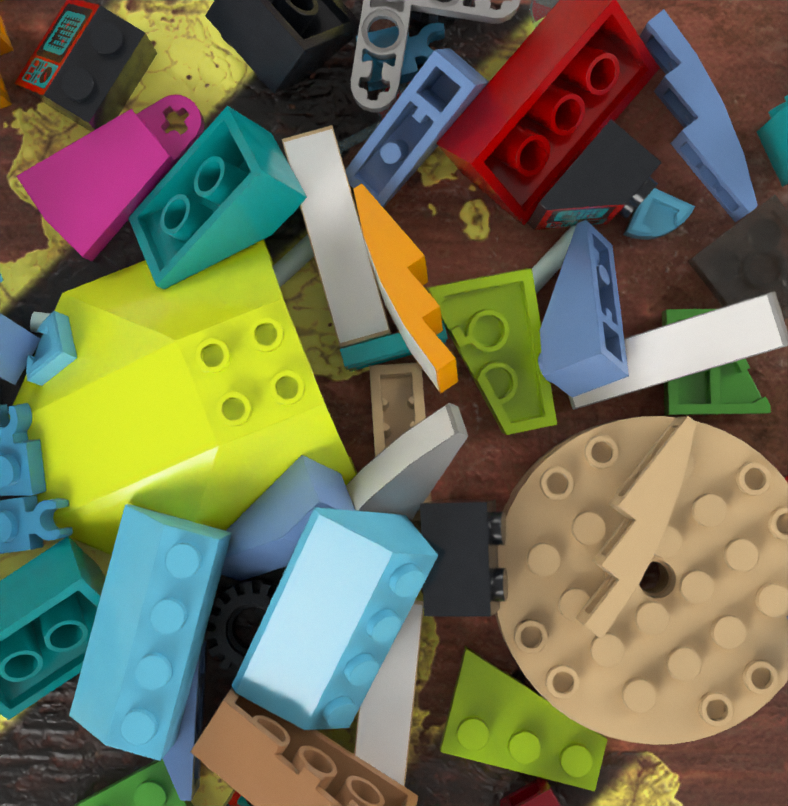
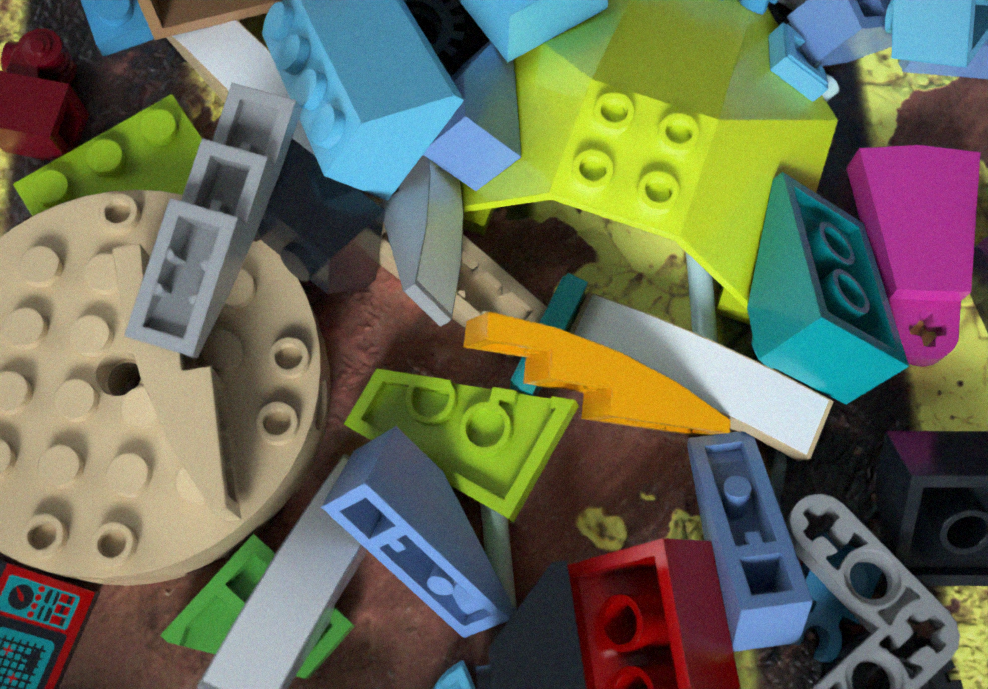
camera: 130 degrees right, 15 degrees down
(528, 590) = (214, 223): none -> light grey slope

